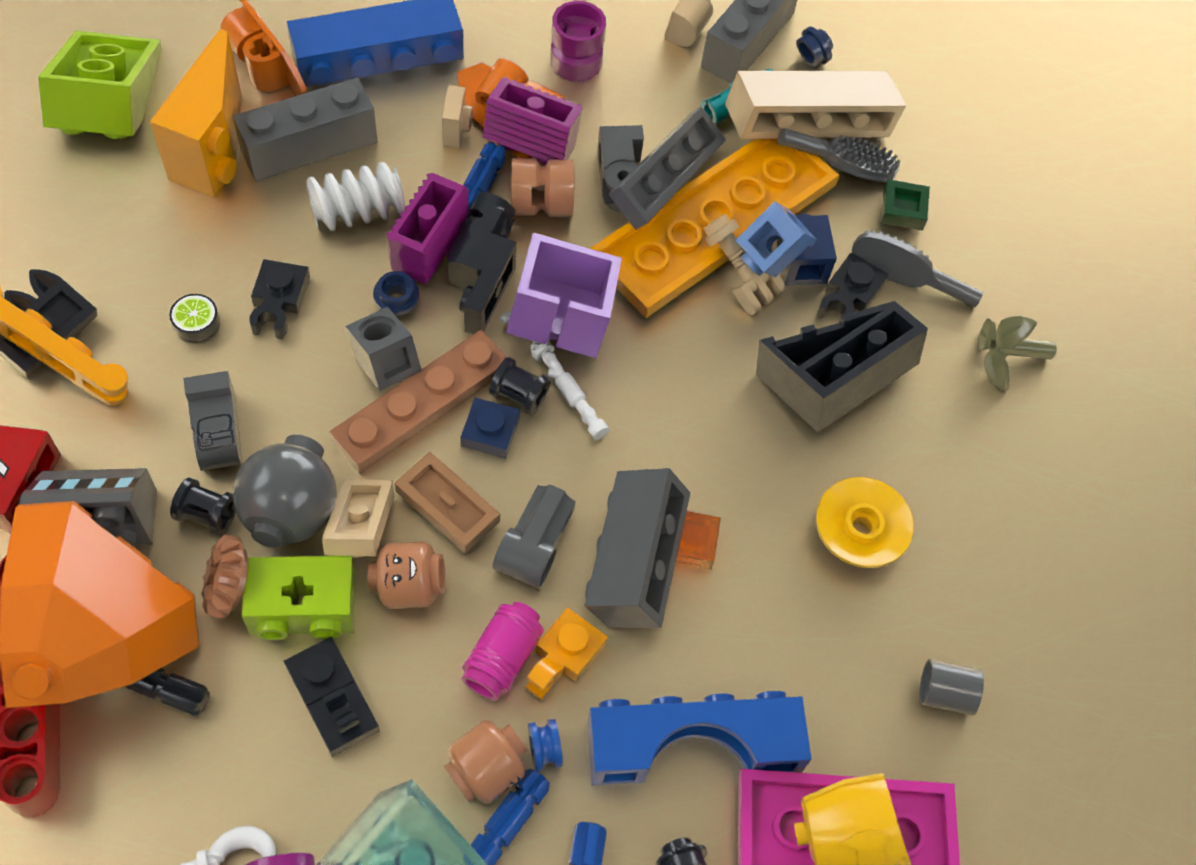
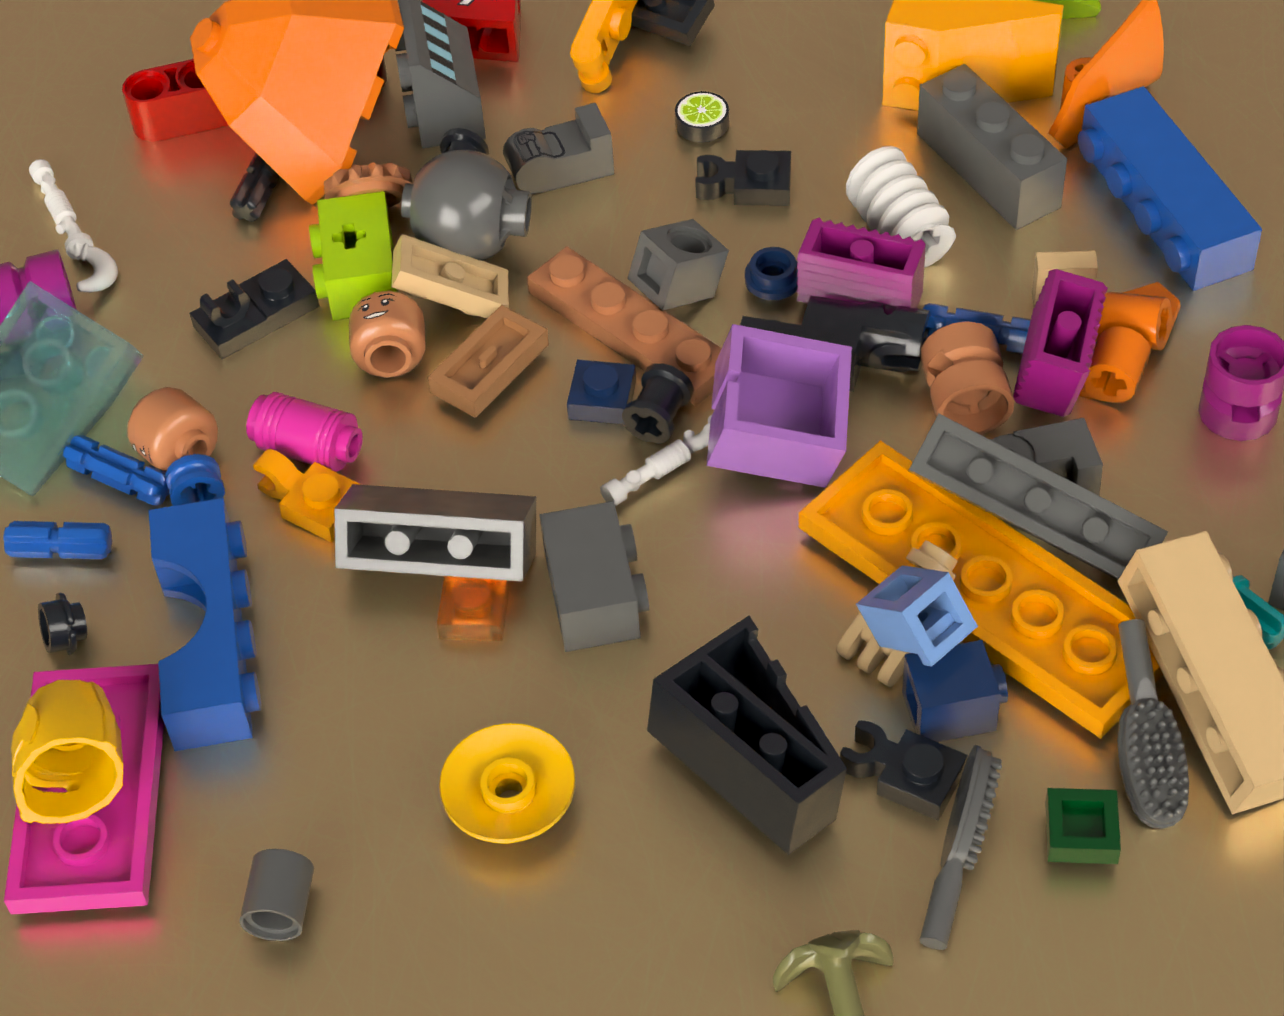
camera: 95 degrees right, 10 degrees down
(531, 547) = (435, 439): dark grey piece -> none
(693, 445) = (592, 575): none -> dark grey brick

